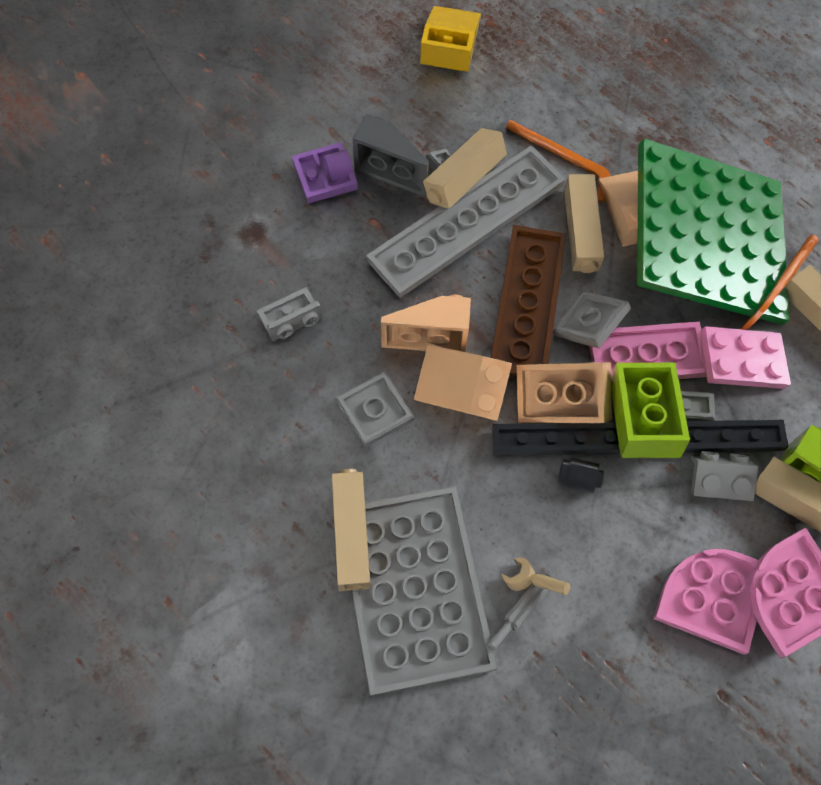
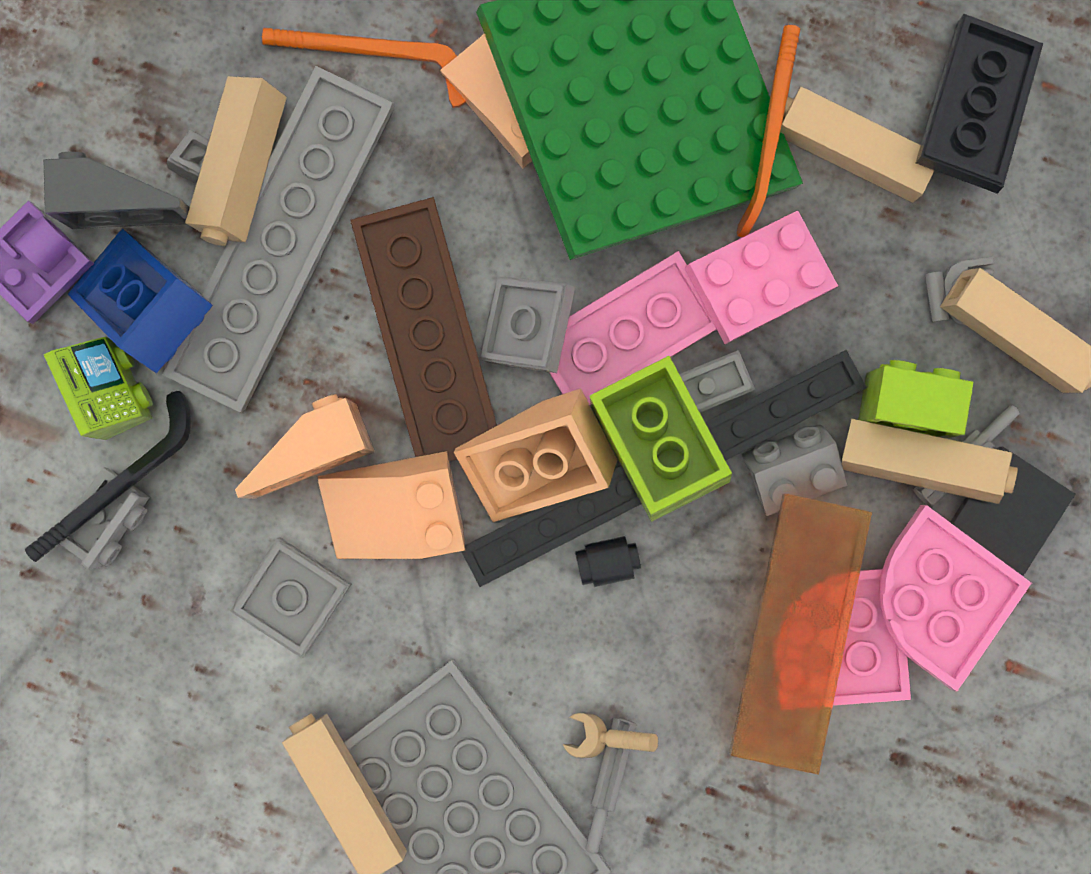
camera: 25 degrees left, 20 degrees up
(297, 300) = (175, 439): none -> black piece
(329, 244) = (99, 388): none -> lime slope
(377, 213) = (139, 301): none -> blue slope
(583, 223) = (450, 164): tan brick -> none
(689, 572) = (800, 633): none -> clear orange plate

